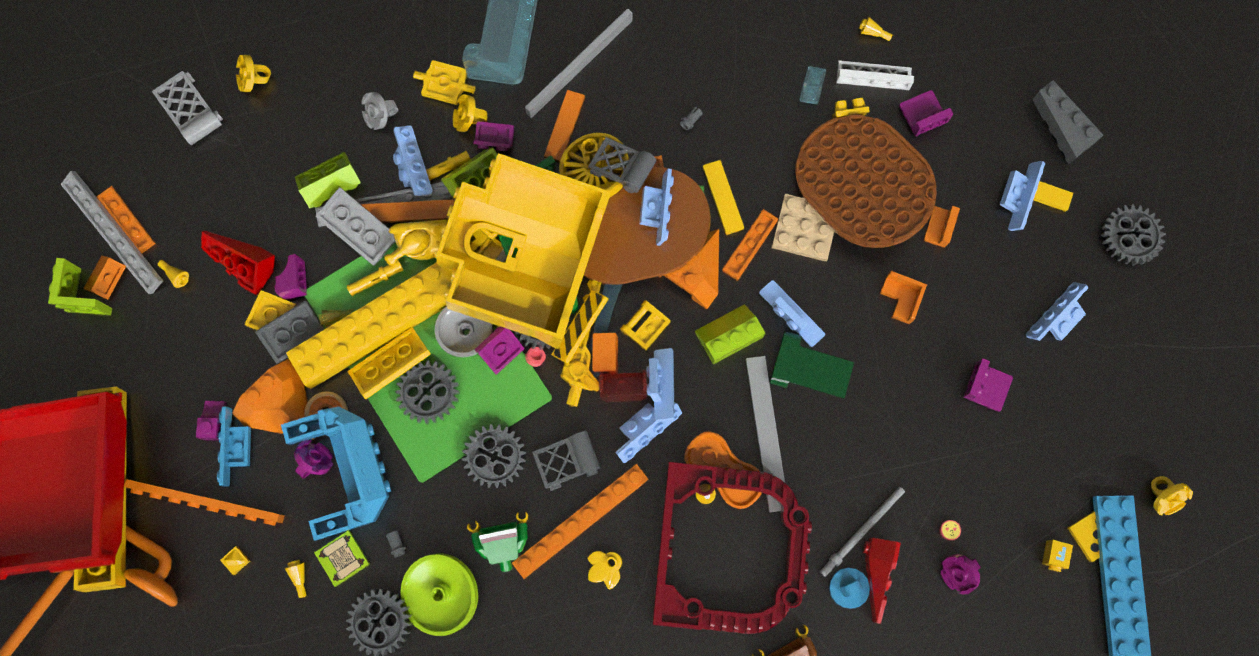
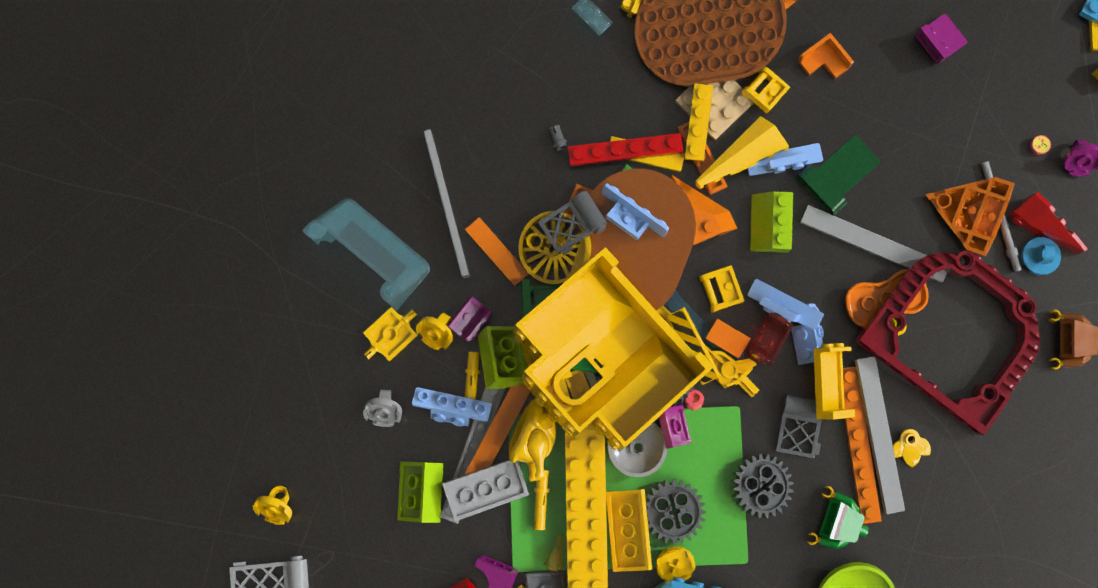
camera: 55 degrees left, 5 degrees up
(384, 419) = (675, 563): none -> yellow tile
(598, 533) = (879, 435): none -> light grey tile
(617, 460) = (829, 382): none -> yellow panel
(715, 176) = (625, 149): none -> red plate
(777, 222) = (699, 122): none -> yellow plate
(789, 279) = (757, 142): none -> yellow wedge
(841, 267) = (770, 94): none -> yellow plate
(850, 502) = (974, 211): none -> orange wedge

